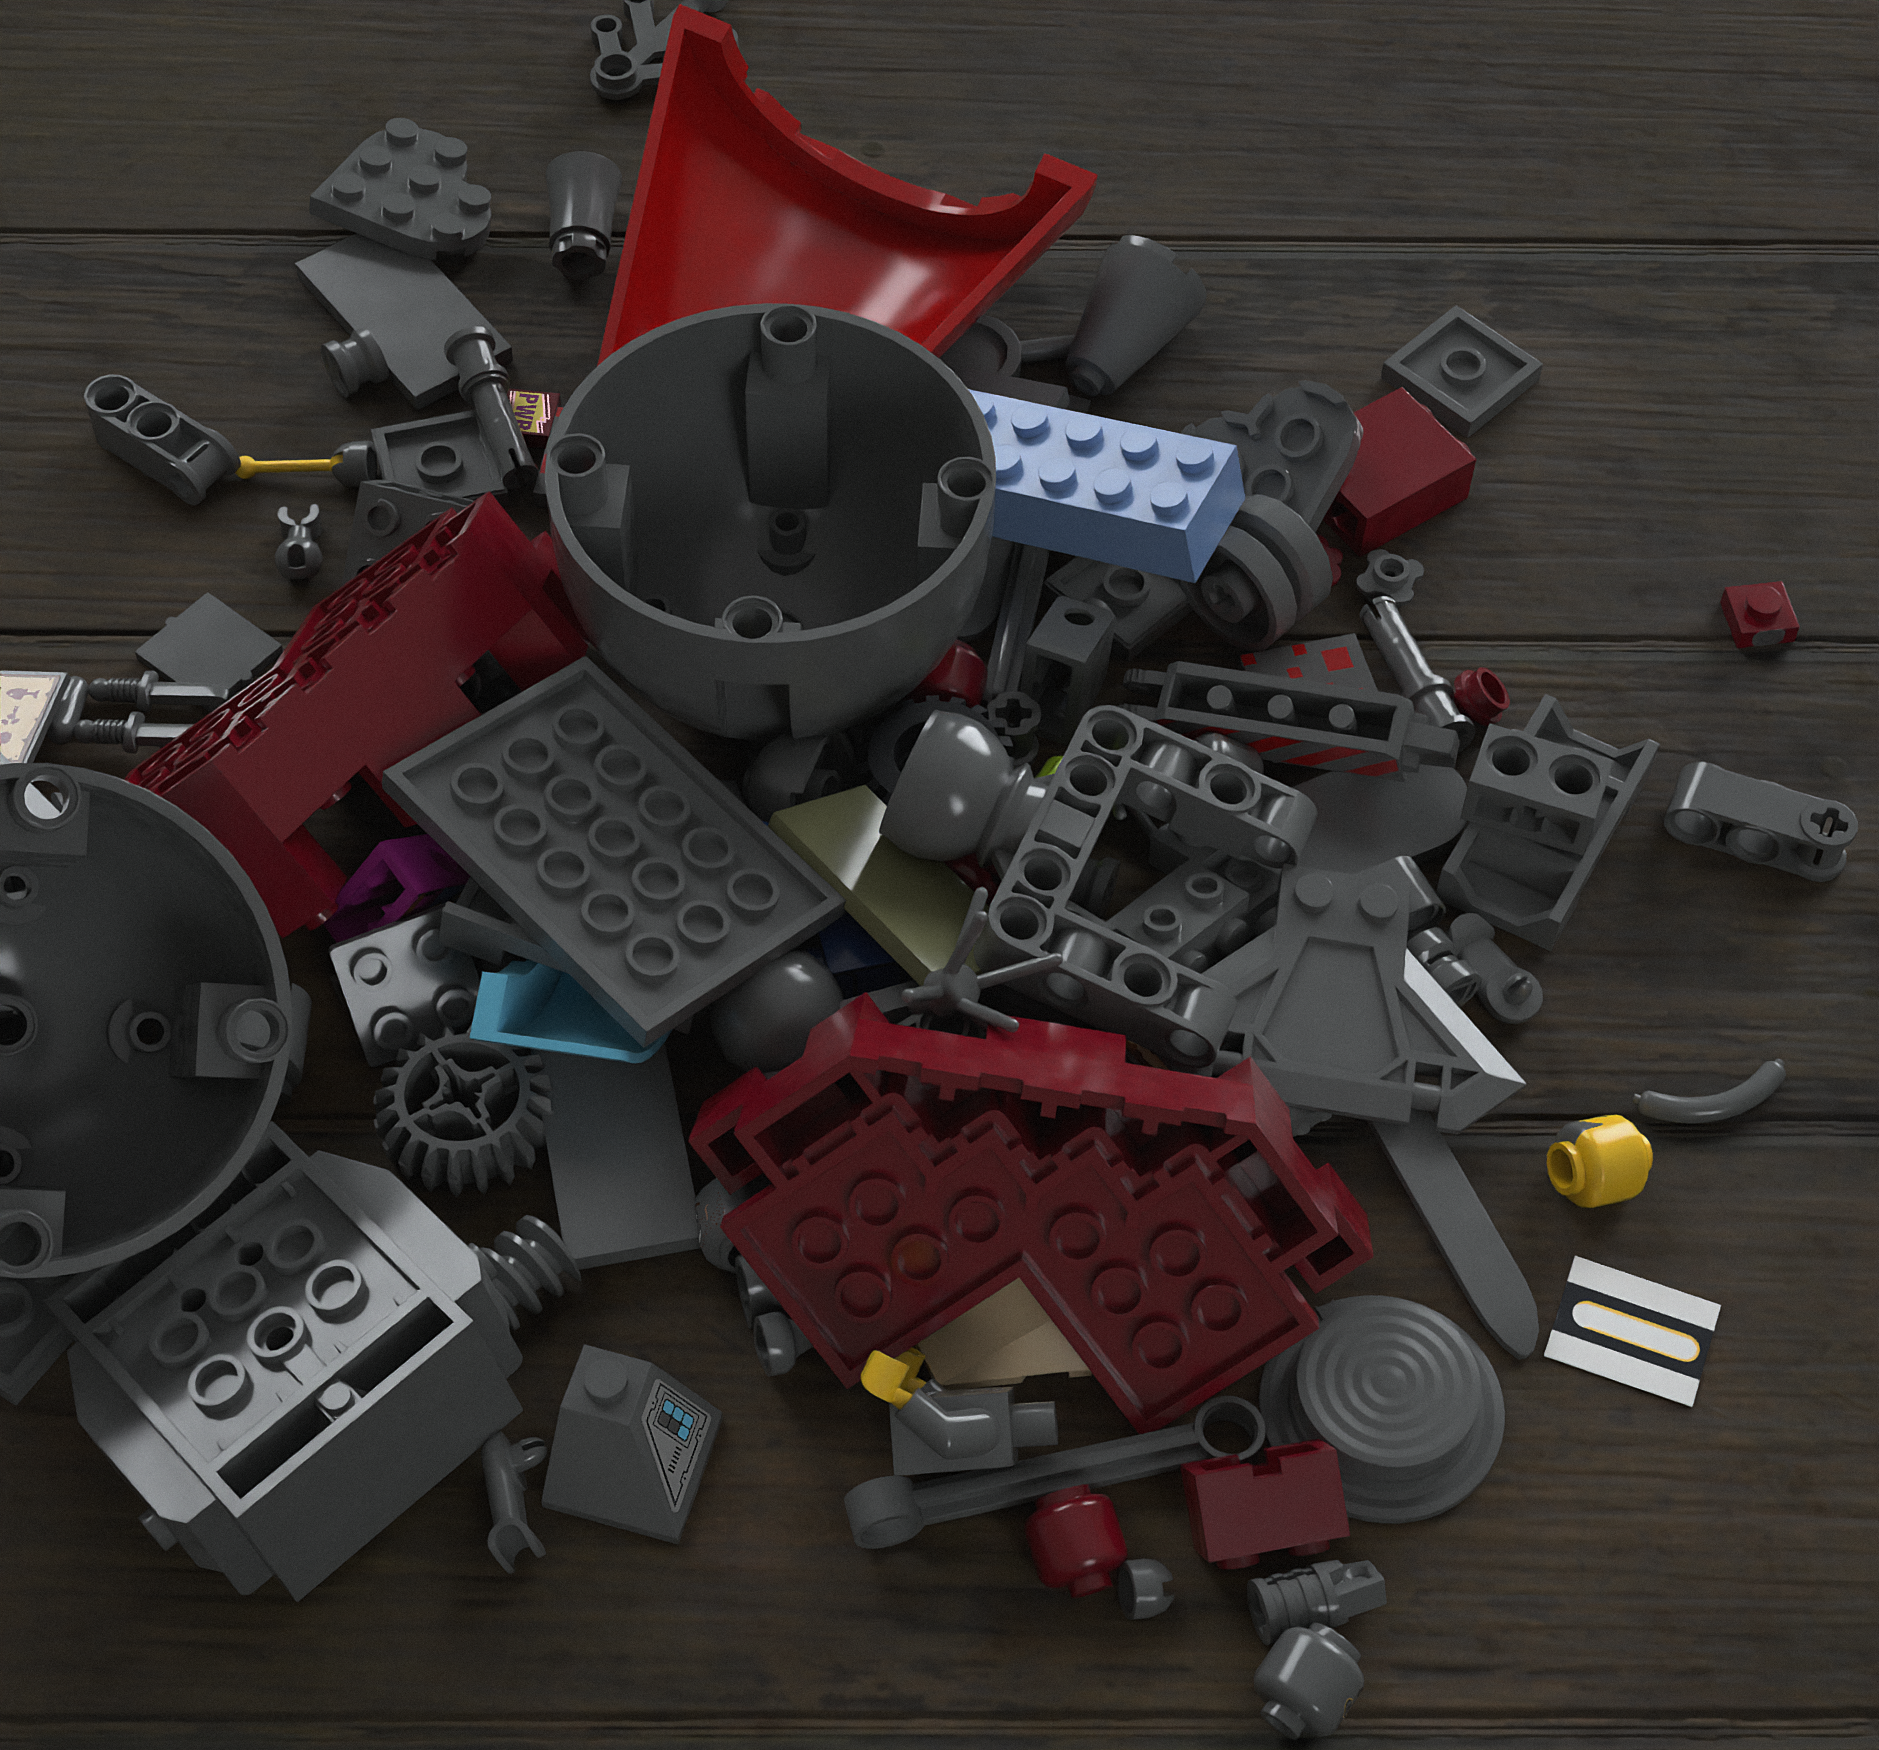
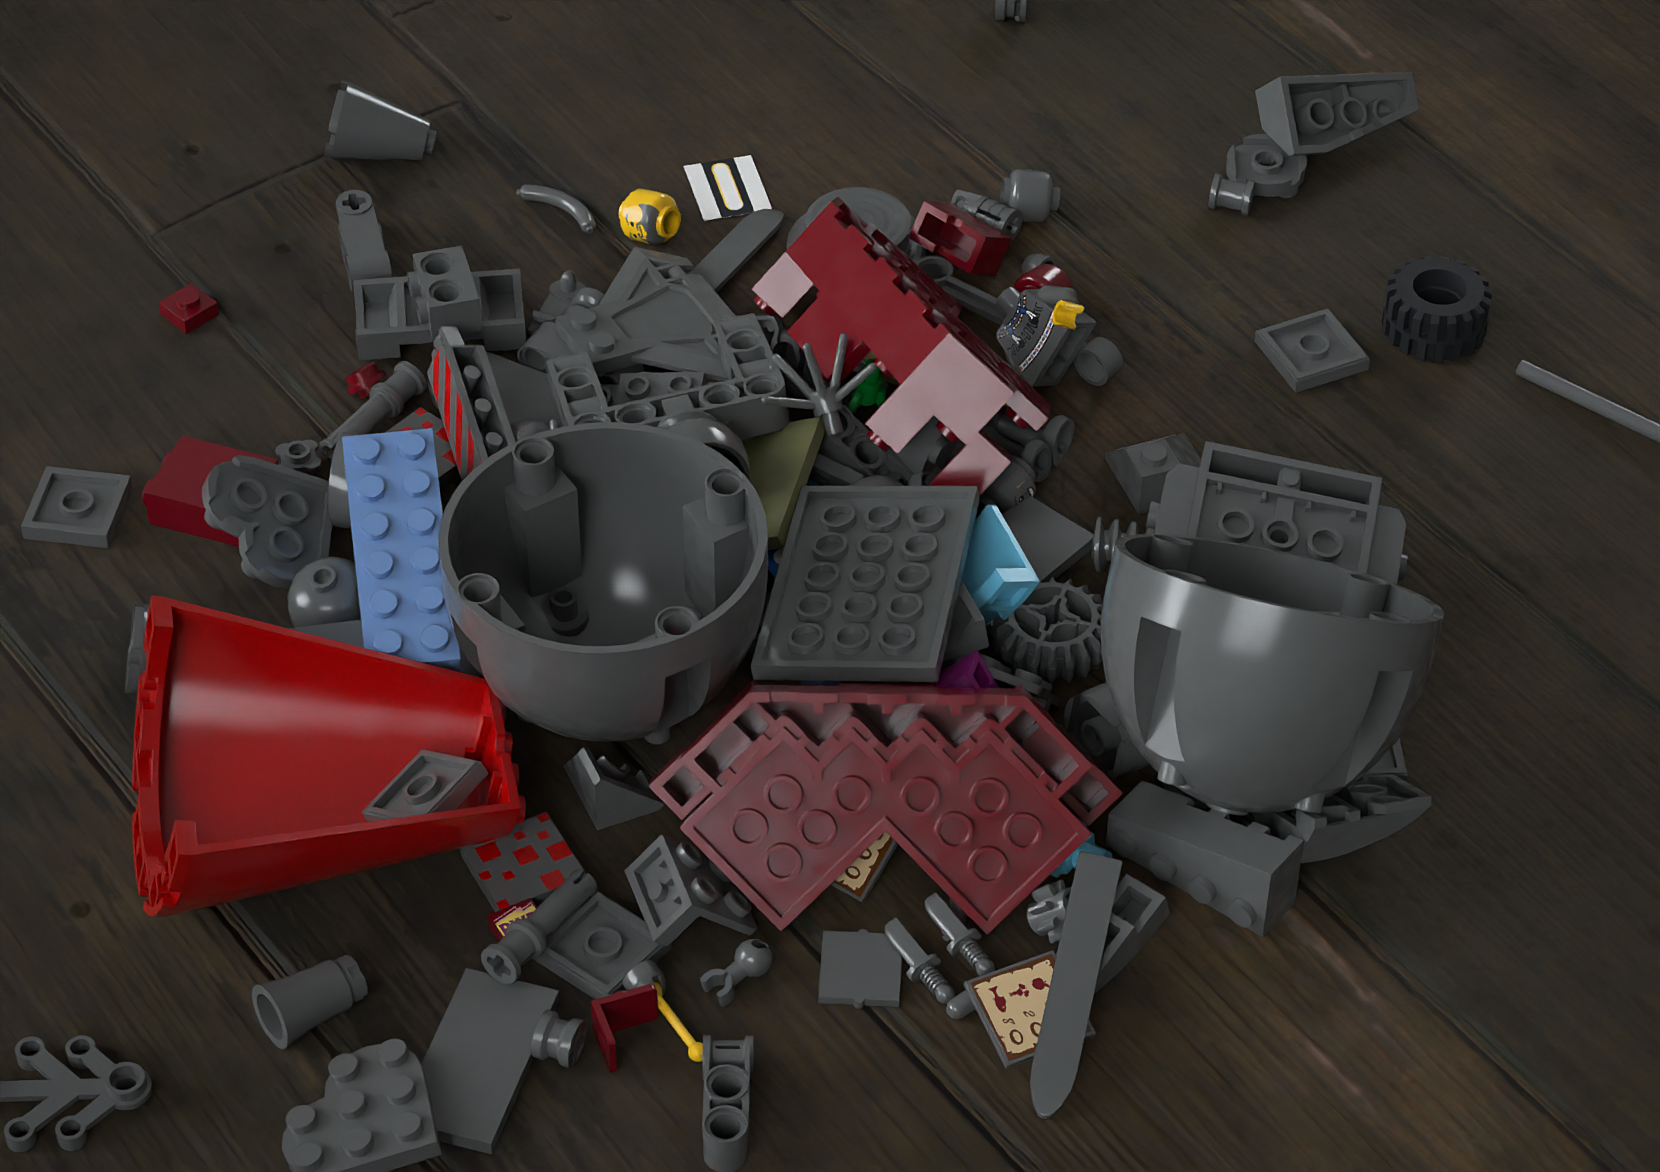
camera: 125 degrees left, 10 degrees down
(339, 416) = (620, 1012): none -> dark red bracket

